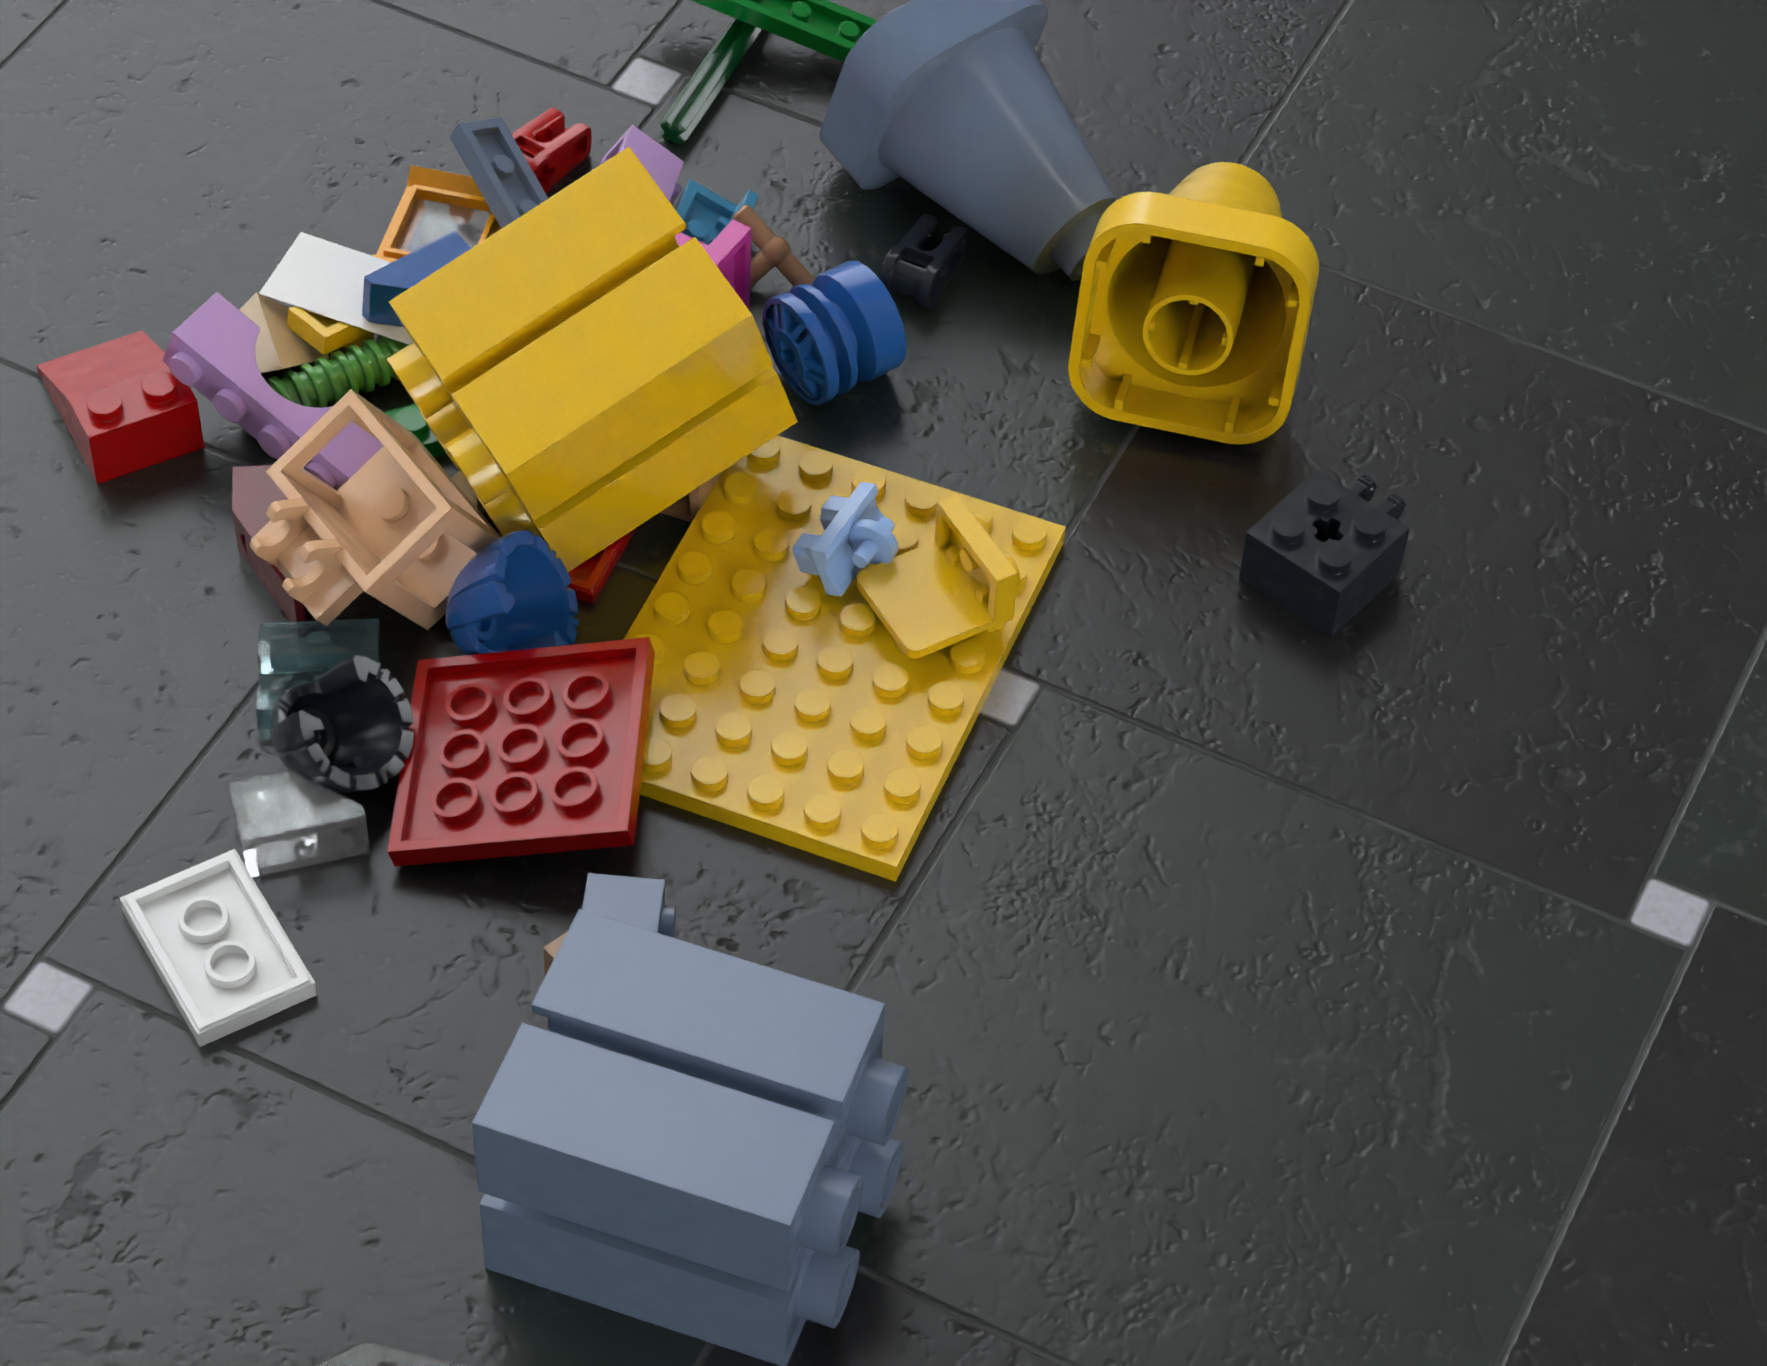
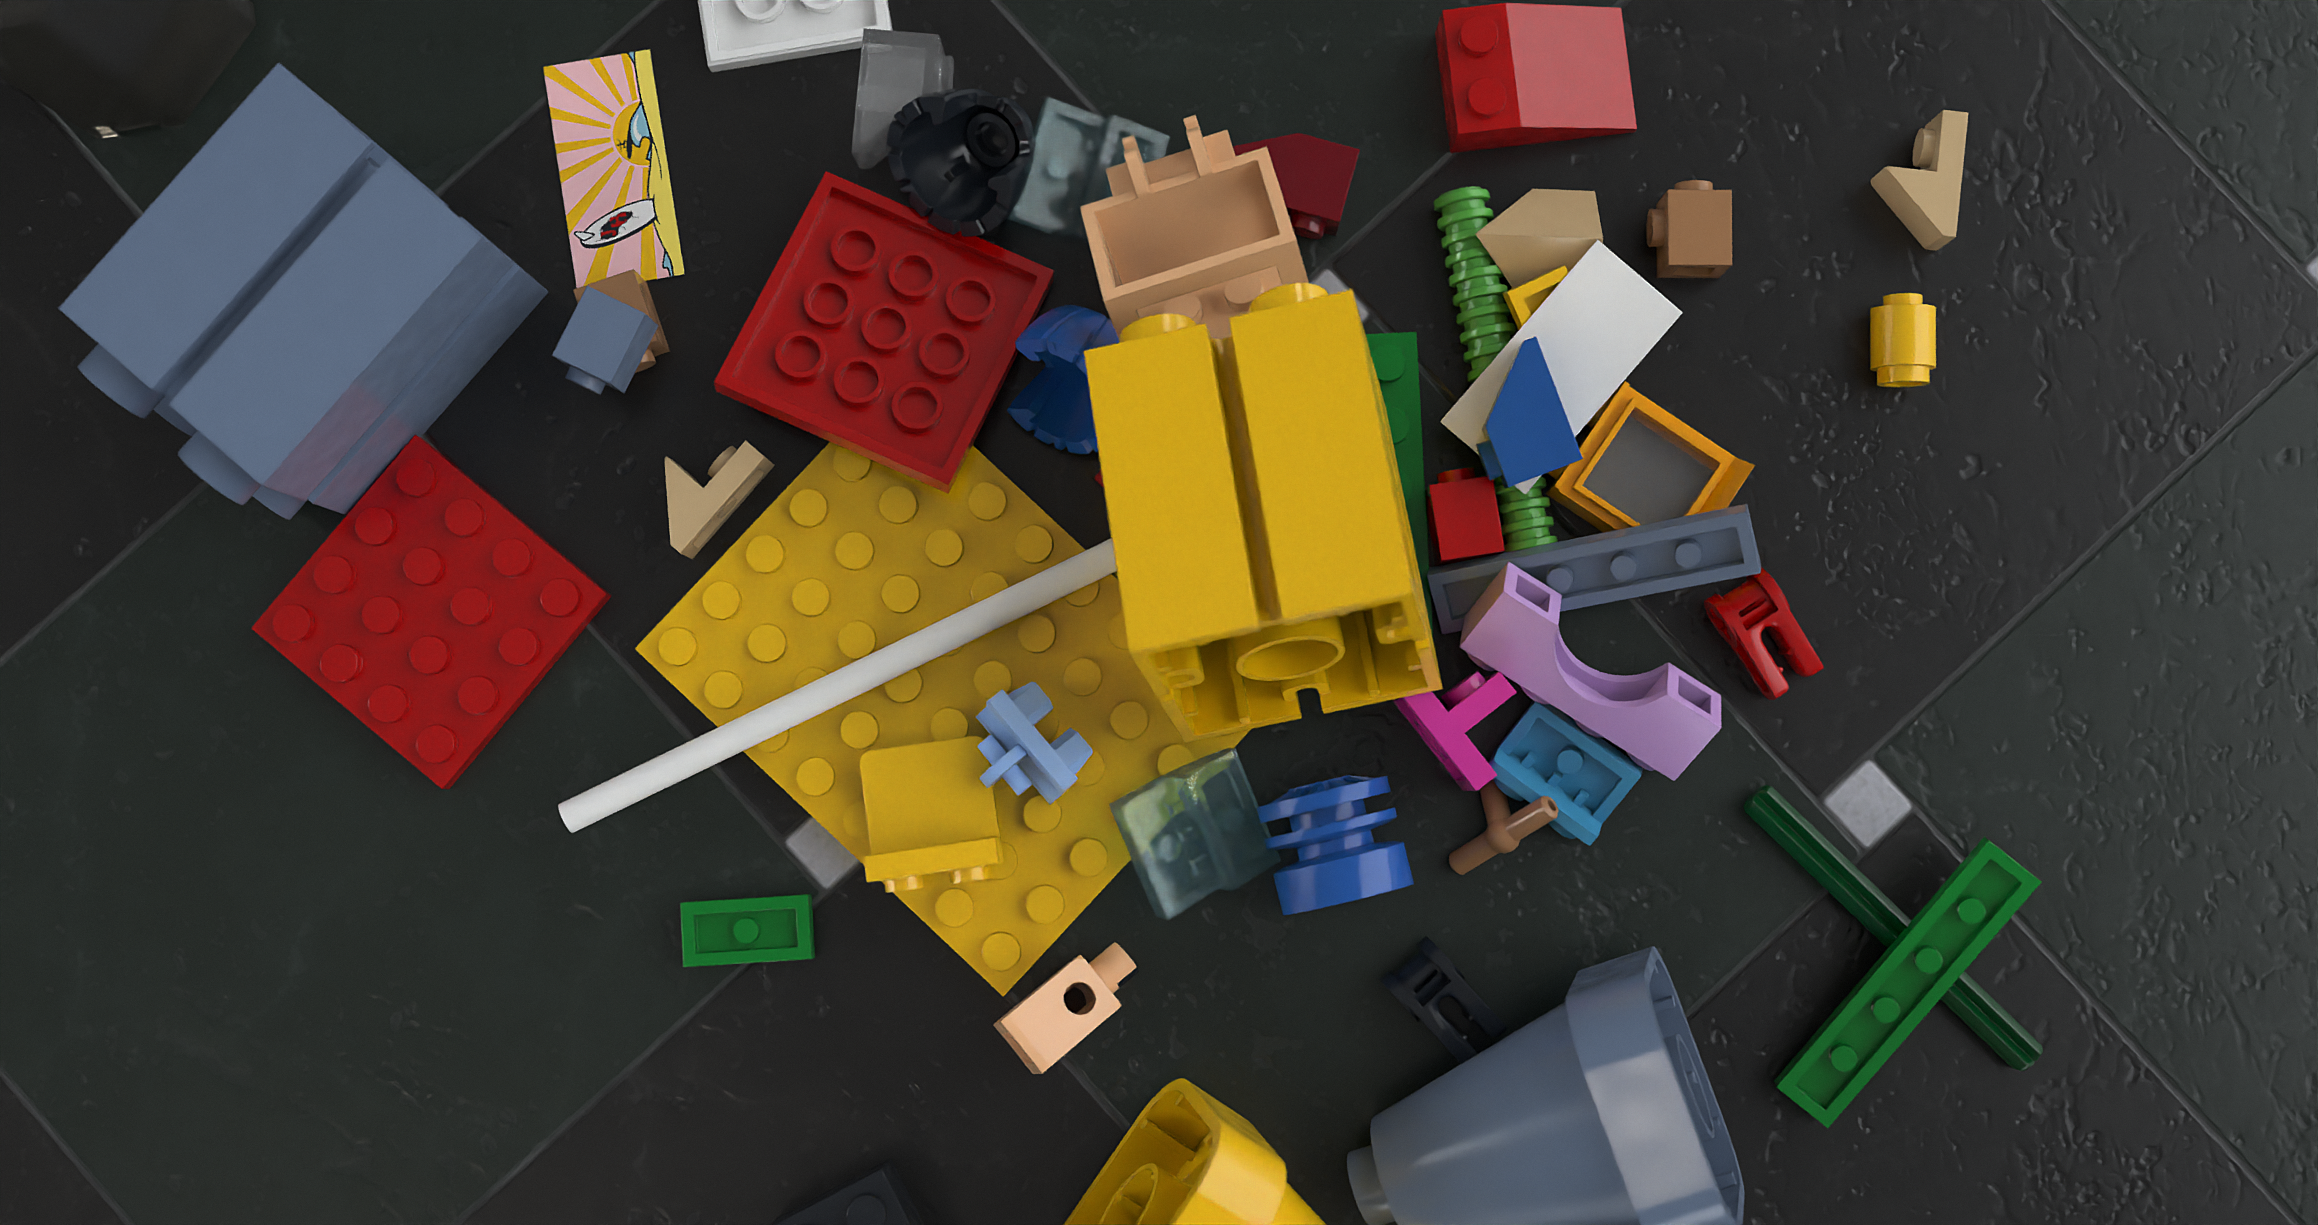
camera: 120 degrees right, 35 degrees up
(134, 135) = (1930, 196): none -> tan slope
(218, 358) = (1495, 160): lavender arch -> none
(223, 262) = (1692, 231): none -> medium nougat brick
(268, 128) = (1903, 340): none -> yellow brick
(431, 1045) = (613, 168): none -> sticker
(741, 849) = (700, 511): none -> tan slope
(856, 686) = (838, 687): none -> white piece
(867, 435) = (1194, 832): none -> clear light blue slope
(976, 1030) = (431, 612): none -> red plate
(1059, 471) = (1043, 1027): none -> light nougat torso
(1103, 711) = (747, 930): none -> green plate

